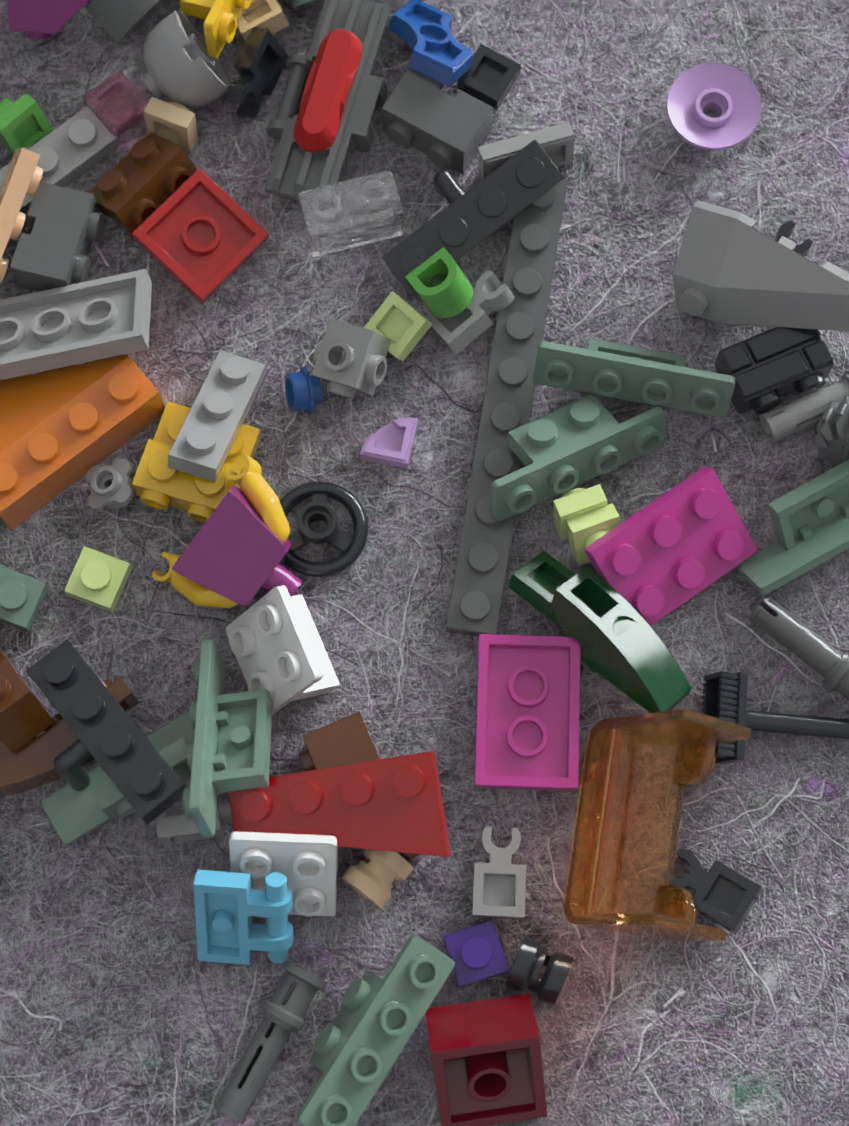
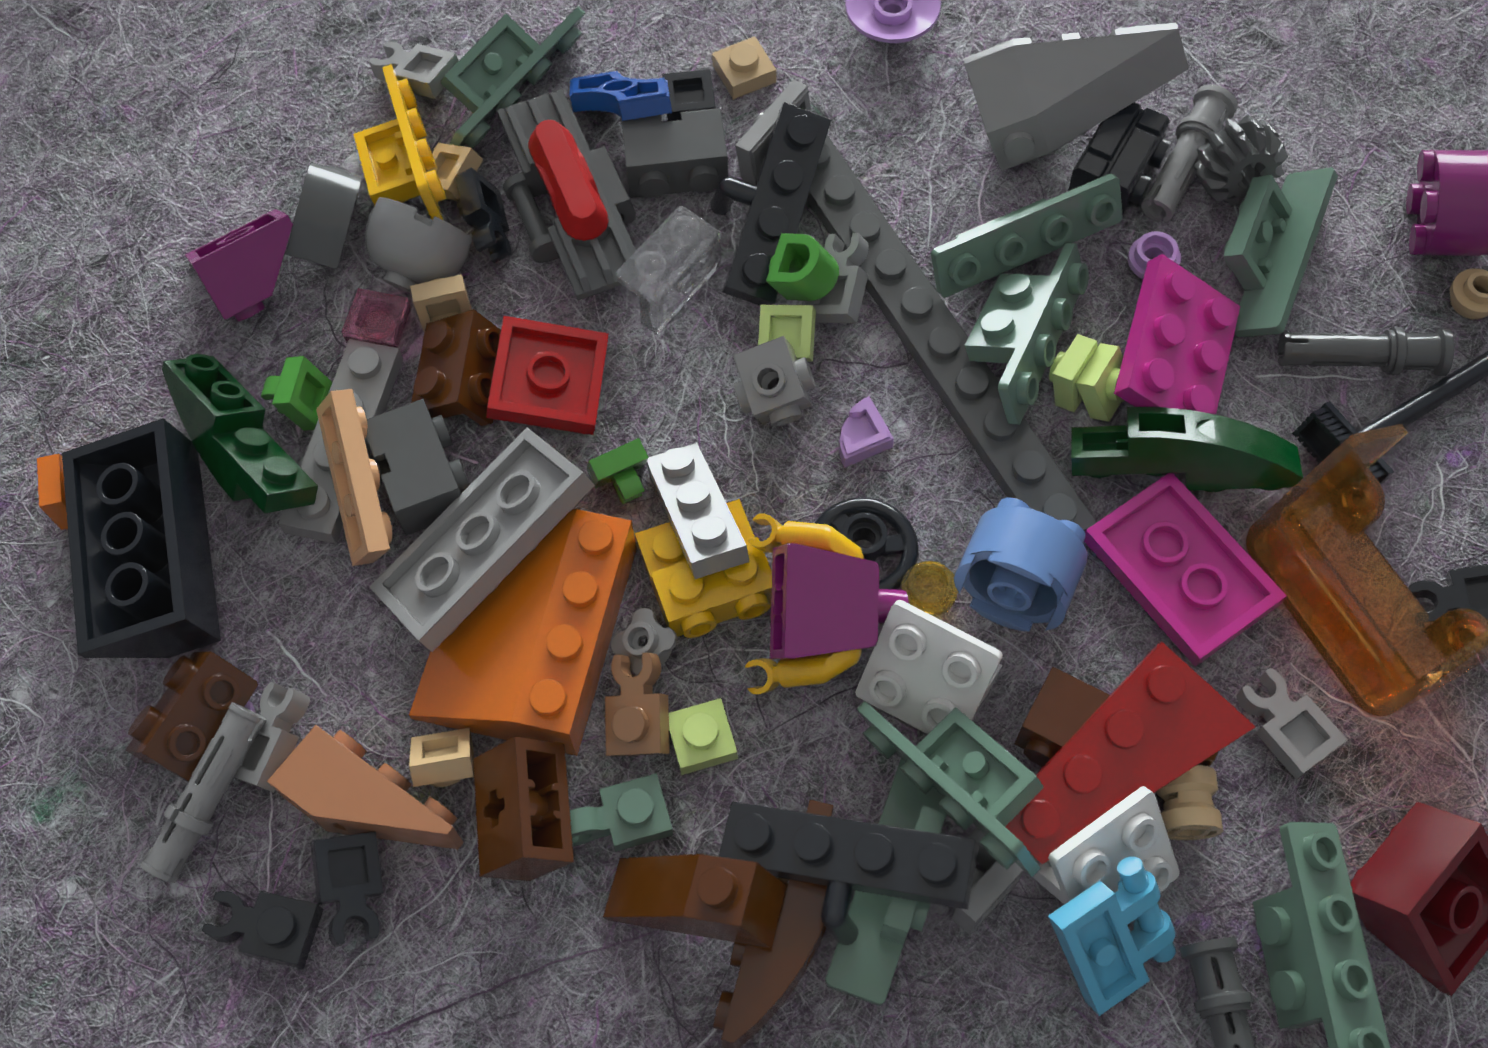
camera: 35 degrees left, 10 degrees down
(62, 532) = (638, 718): none -> medium nougat plate
(193, 347) = (620, 468): none -> bright green tile
(302, 391) = (749, 442): blue plate -> none
(337, 593) = (930, 587): none -> clear yellow plate
(404, 625) = (1022, 566): none -> medium blue brick
(476, 953) = (1332, 801): dark purple plate -> none
(528, 965) = (1402, 778): black wheel -> none
(556, 79) = (744, 67): none -> tan plate
(739, 455) = (1150, 246): none -> lavender plate

